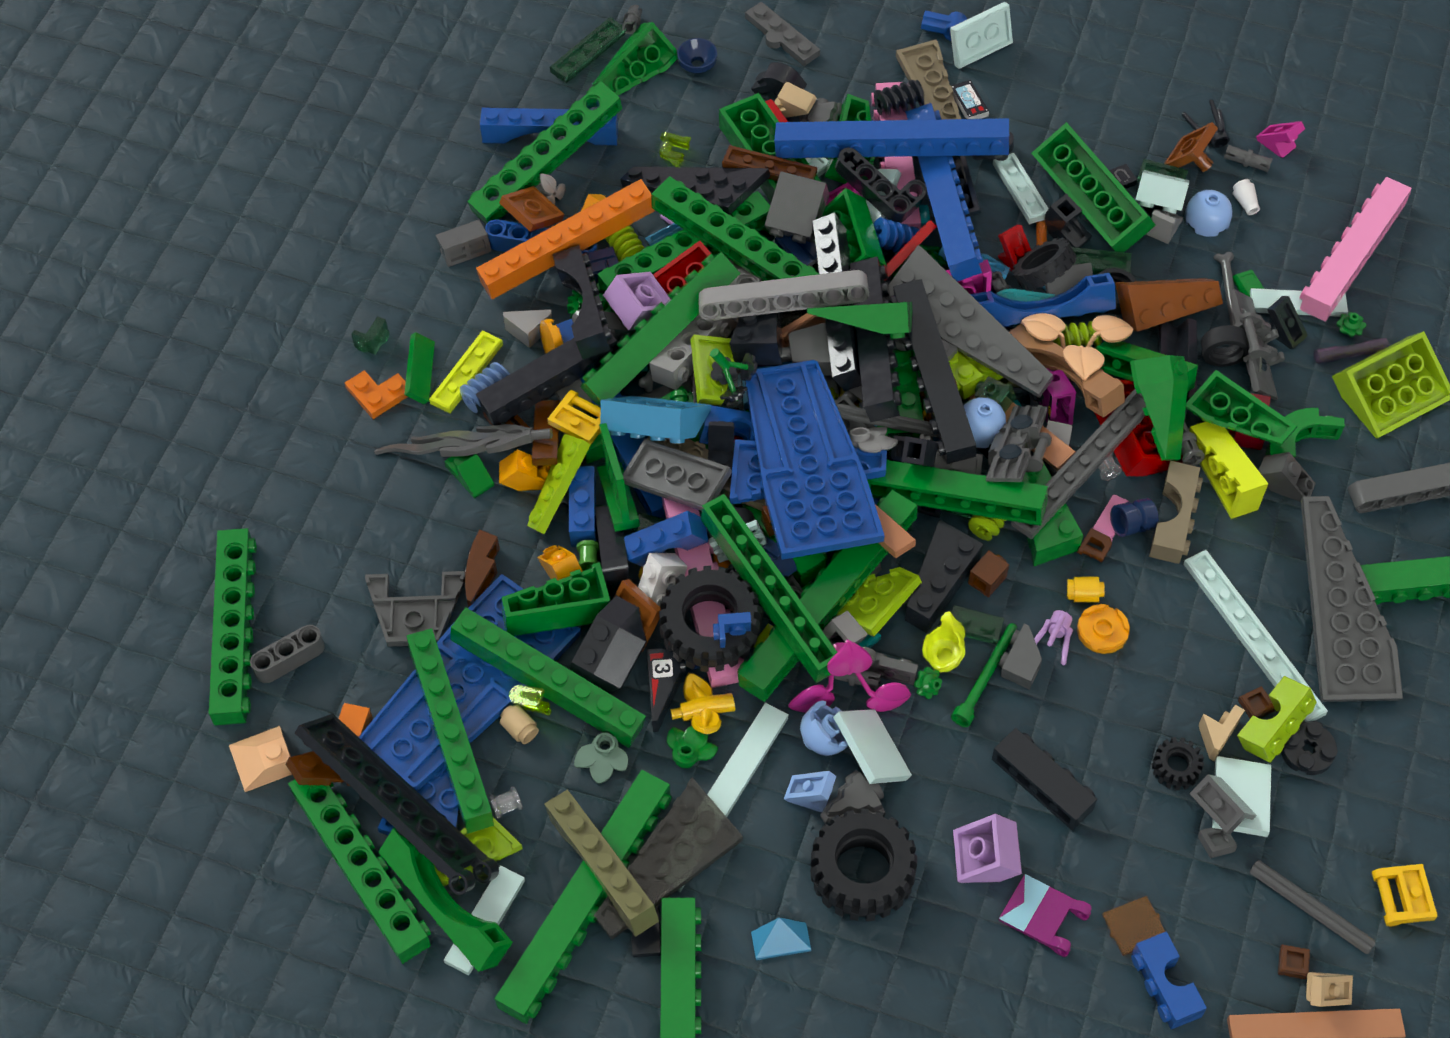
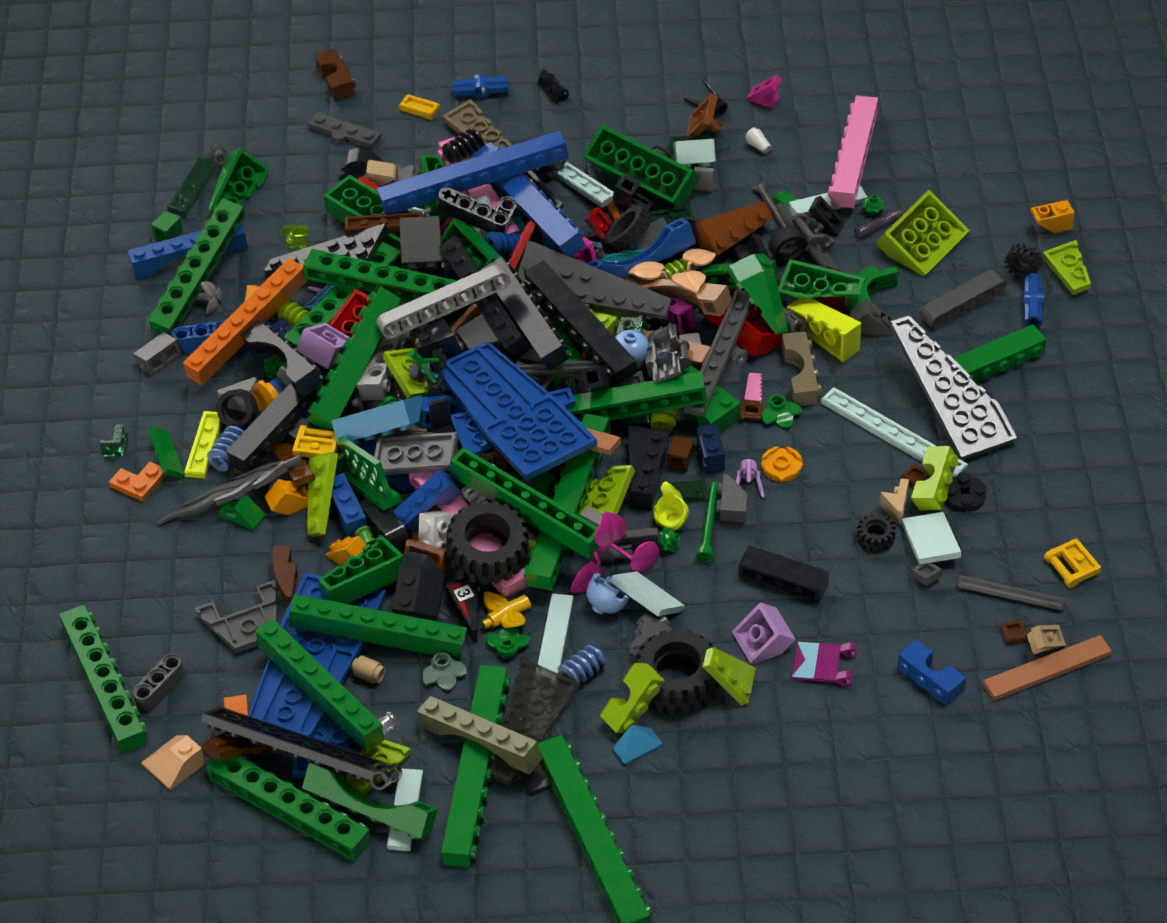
camera: 20 degrees left, 10 degrees down
(500, 344) = (222, 410): none -> black tyre
(529, 699) = (370, 648): clear neon green piece -> none
(531, 208) = (204, 310): dark orange tile -> none
(539, 91) = (166, 226): none -> green brick
(694, 50) = (284, 160): dark blue piece -> none
(731, 623) = (510, 533): blue bracket -> none
(760, 811) = (583, 663): none -> medium blue piece
(809, 877) = (643, 686): none -> lime arch
(811, 789) = (615, 637): light blue slope -> none
(871, 439) = (555, 383): light grey plate -> none
(877, 30) = (419, 107): none -> yellow tile
(880, 318) = (526, 292): green wedge -> none
(923, 894) = (730, 673): none -> lime wing
(969, 100) = (514, 133): tile -> none
(981, 35) = (505, 85): light aqua tile -> none
(1026, 580) = (710, 448): none -> dark blue brick
(1036, 52) = (552, 87): none -> black hinge
(1085, 589) = (757, 441): yellow brick -> none
(1129, 563) = (780, 411): none -> green plate
(1133, 923) = (888, 646): clear orange piece -> none
(1134, 517) = (772, 380): dark blue wheel -> none
(1209, 213) = (734, 160): light blue cylinder -> none
(1221, 803) = (918, 543): dark grey panel -> none
(1248, 158) = (747, 114): dark grey pin -> none

